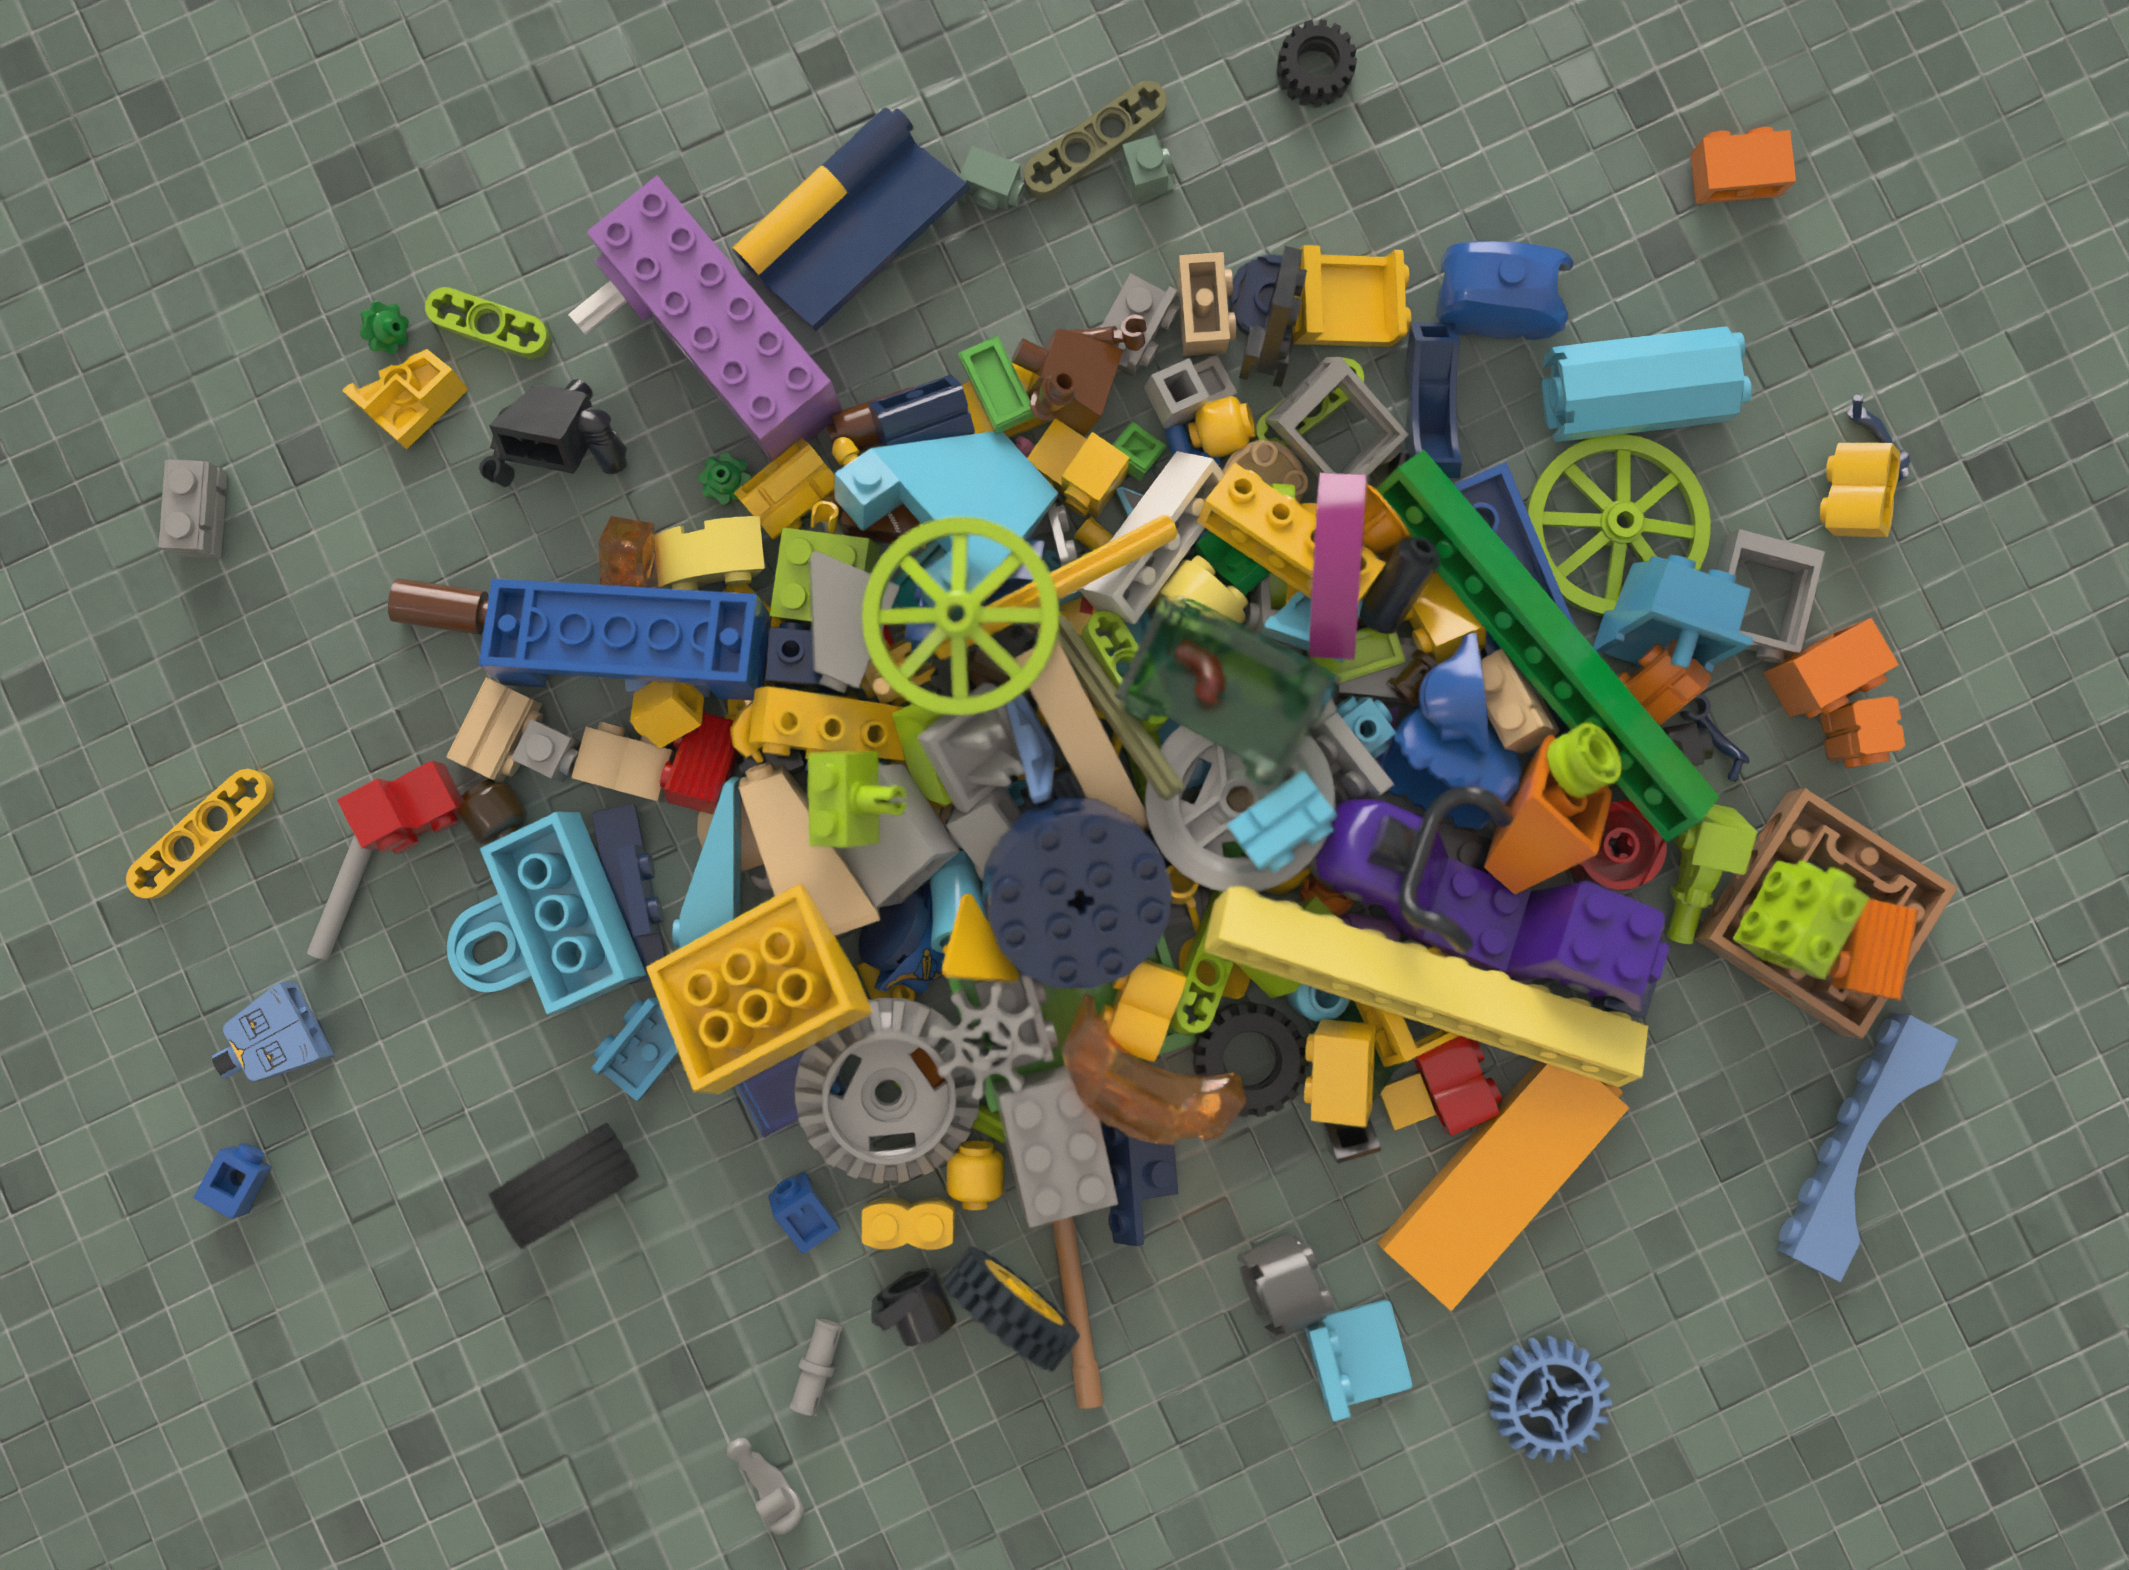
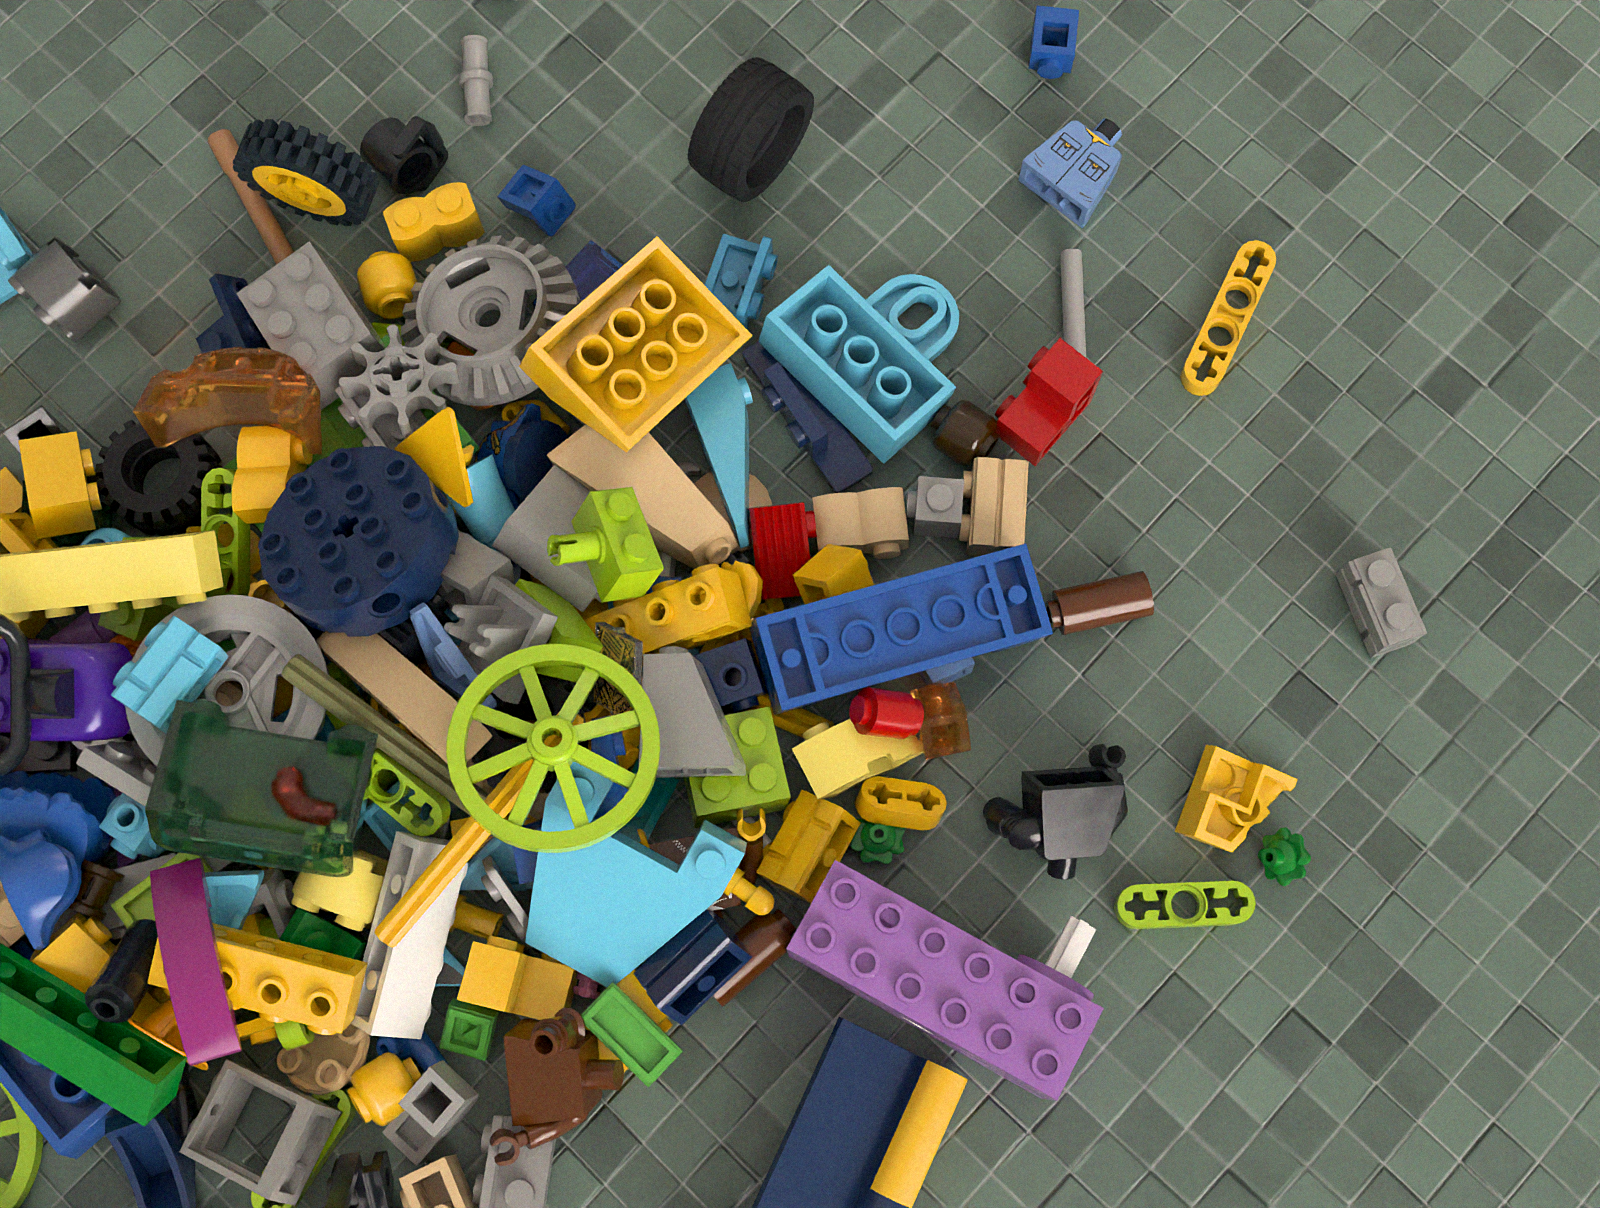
camera: 165 degrees right, 10 degrees down
(668, 564) = (886, 713): none -> red brick
(694, 490) = (900, 803): none -> yellow beam
(878, 697) = (625, 651): none -> clear piece

